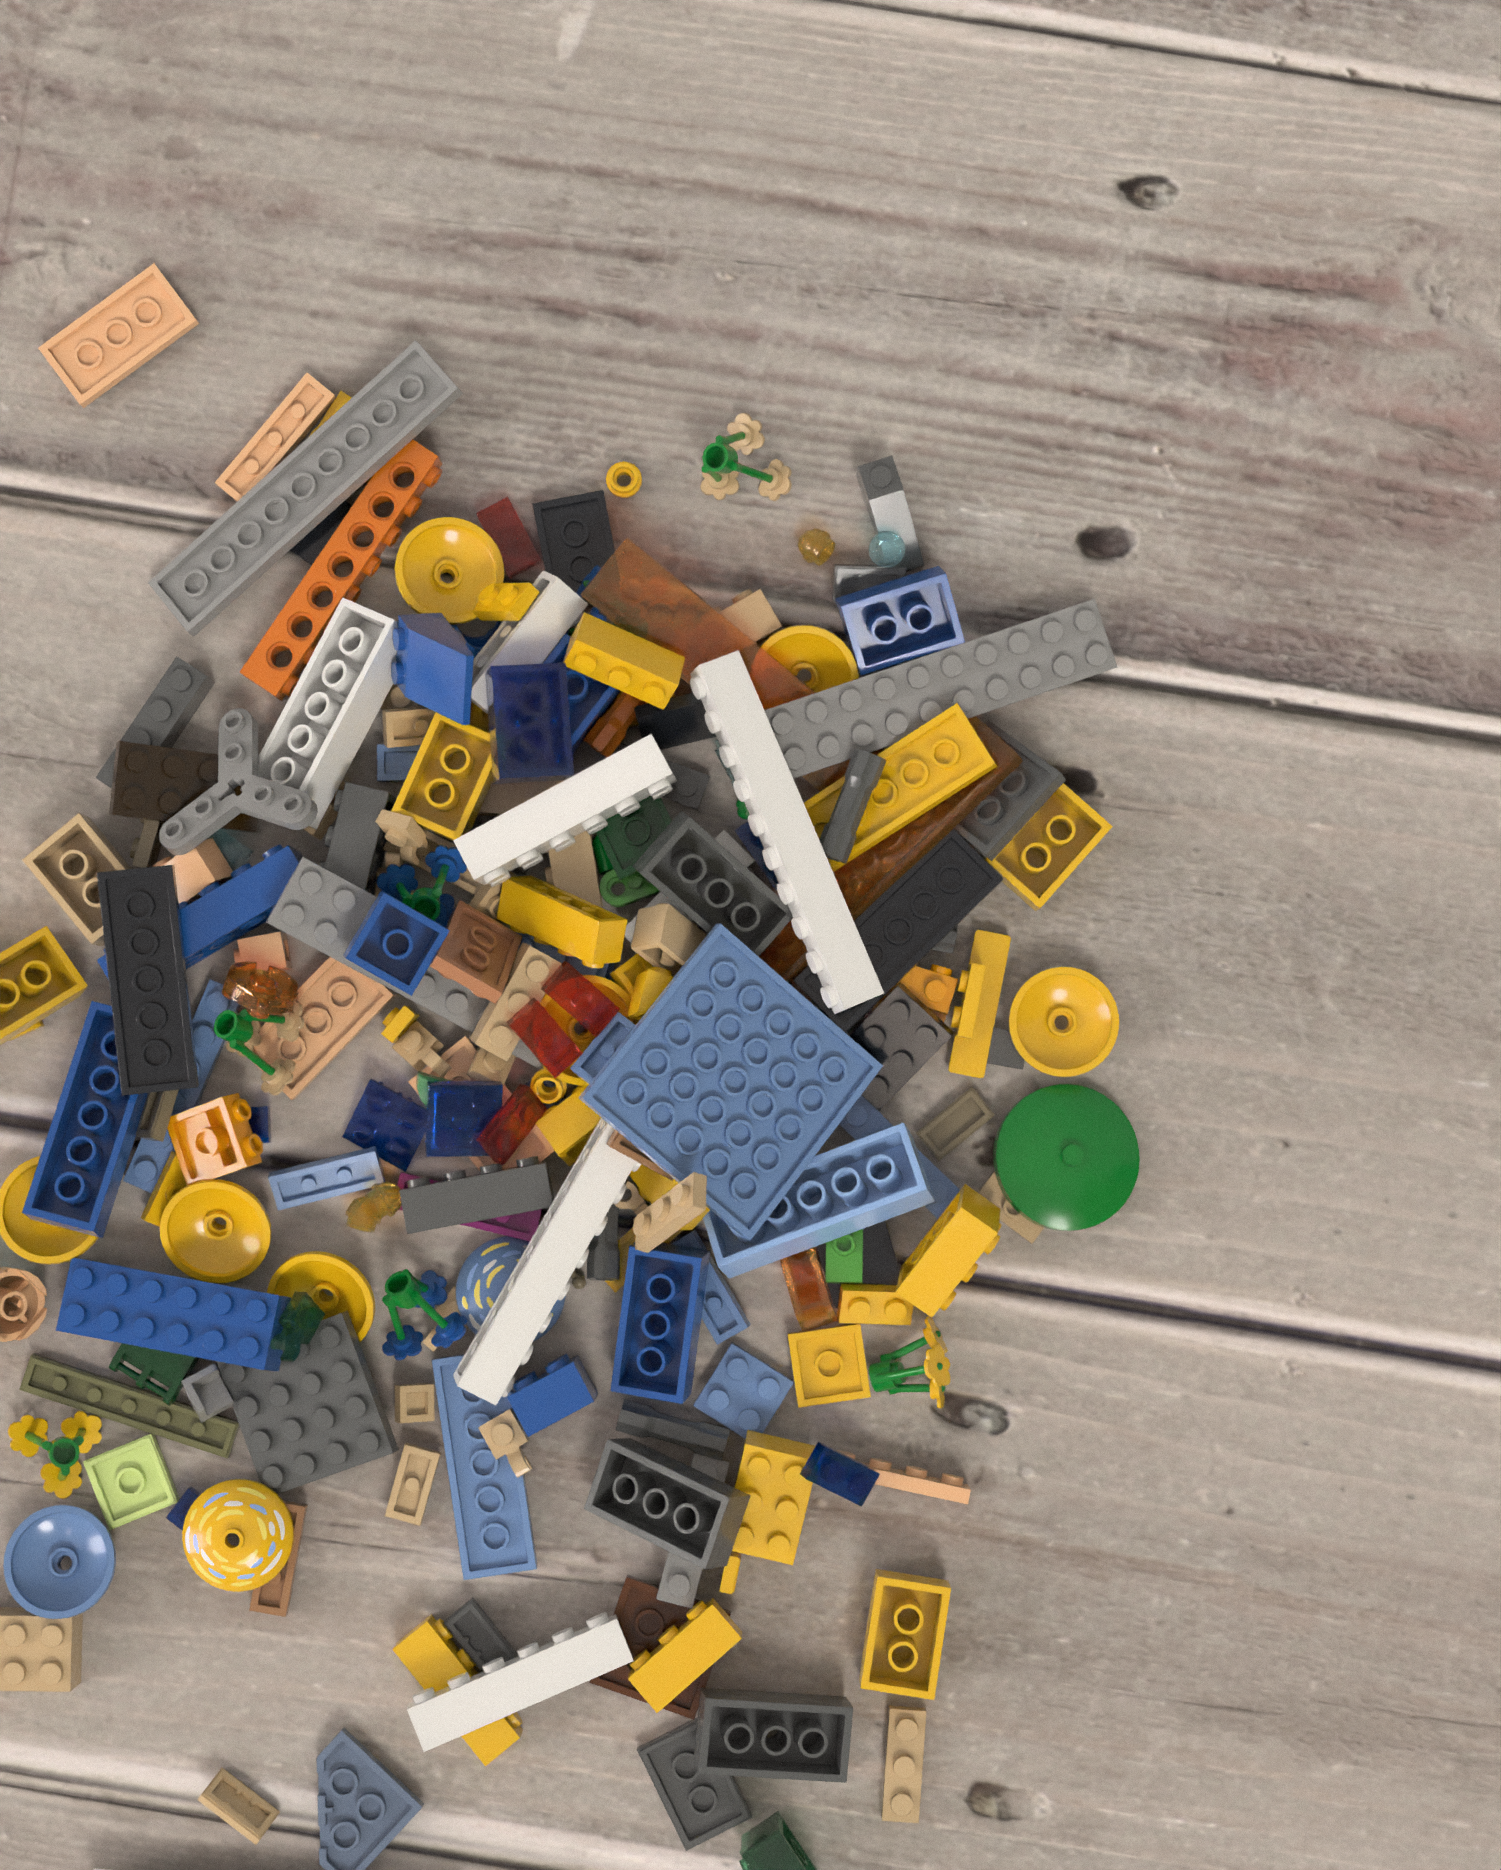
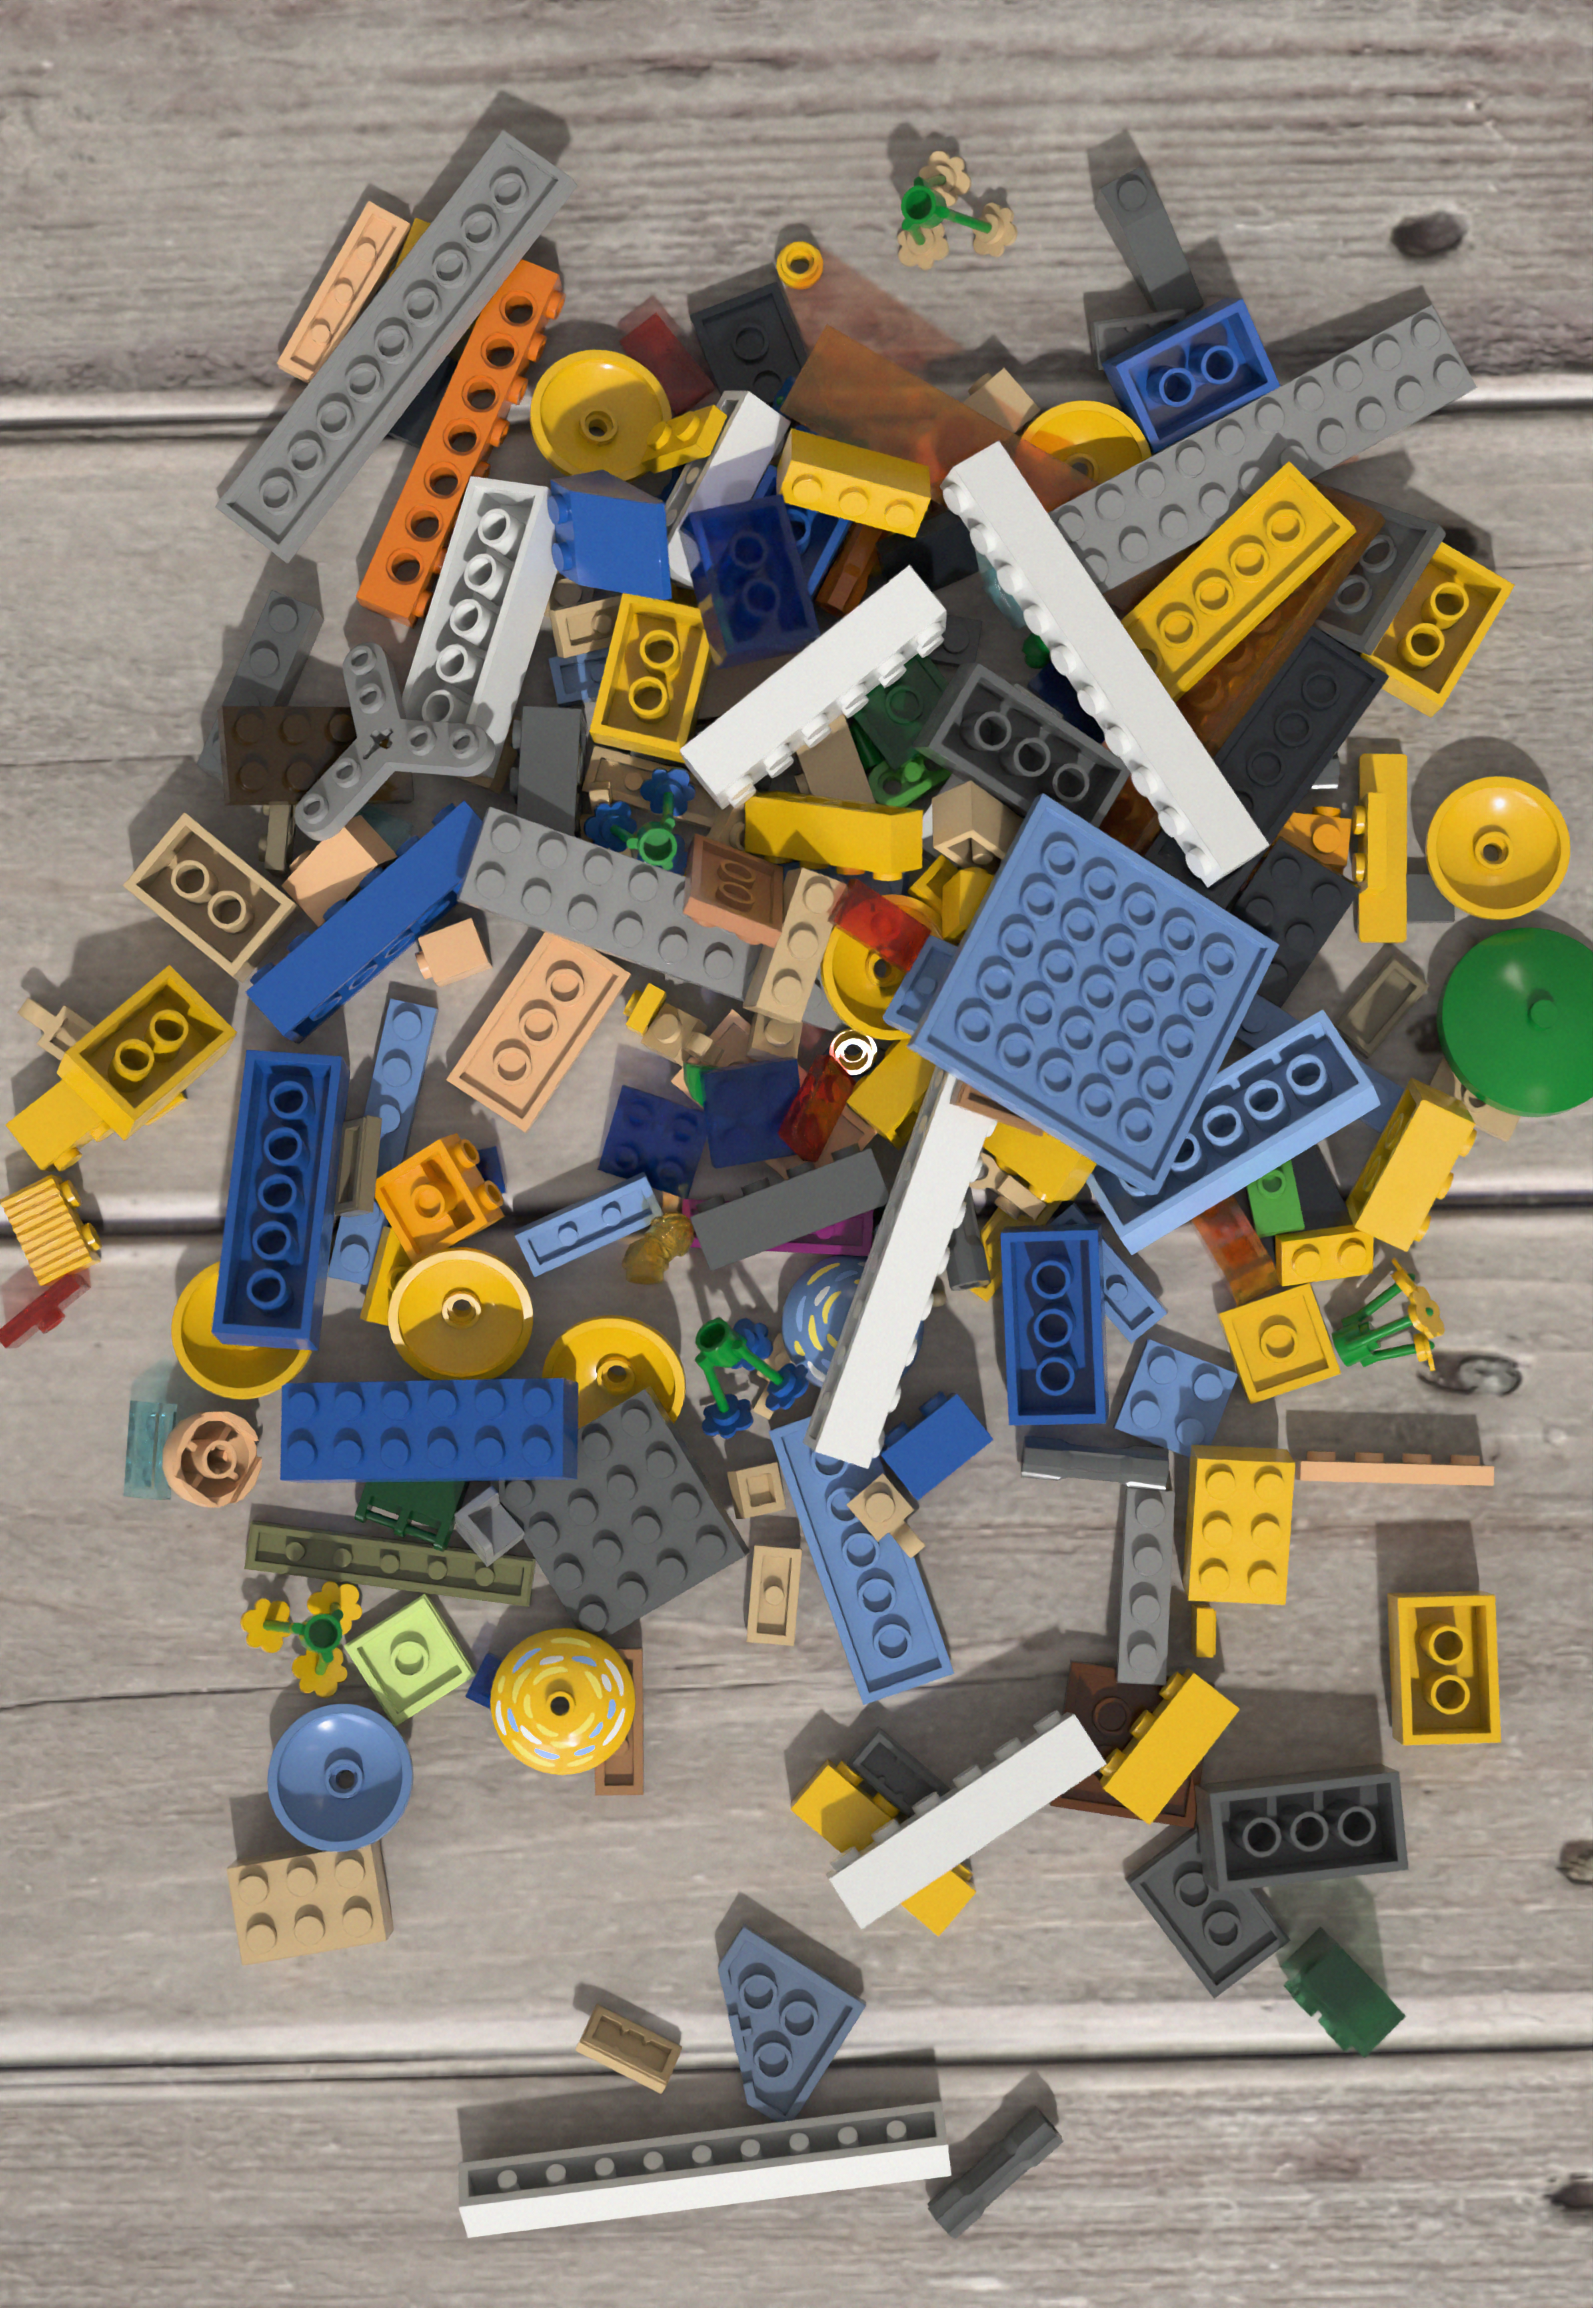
camera: 10 degrees left, 0 degrees up
(118, 335) = (117, 199): light nougat plate -> none
(147, 979) = (317, 1003): black plate -> none
(242, 1035) = (446, 1059): plant -> none
(260, 990) = (466, 994): clear orange plate -> none
(300, 1323) = (595, 1411): clear green plate -> none
(396, 943) = (632, 893): blue brick -> none
(403, 832) = (609, 756): tan plate -> none
(544, 1037) = (843, 983): clear red plate -> none
(667, 1502) = (1110, 1553): dark grey brick -> none
(670, 1212) = (1051, 1174): tan plate -> none
(816, 546) = (1062, 304): clear yellow plate -> none
(839, 1474) = (1325, 1474): clear blue plate -> none
(860, 780) = (1183, 583): dark grey axle -> none
(886, 549) = (1156, 288): clear light blue plate -> none
(903, 1764) = (1471, 1836): tan plate -> none

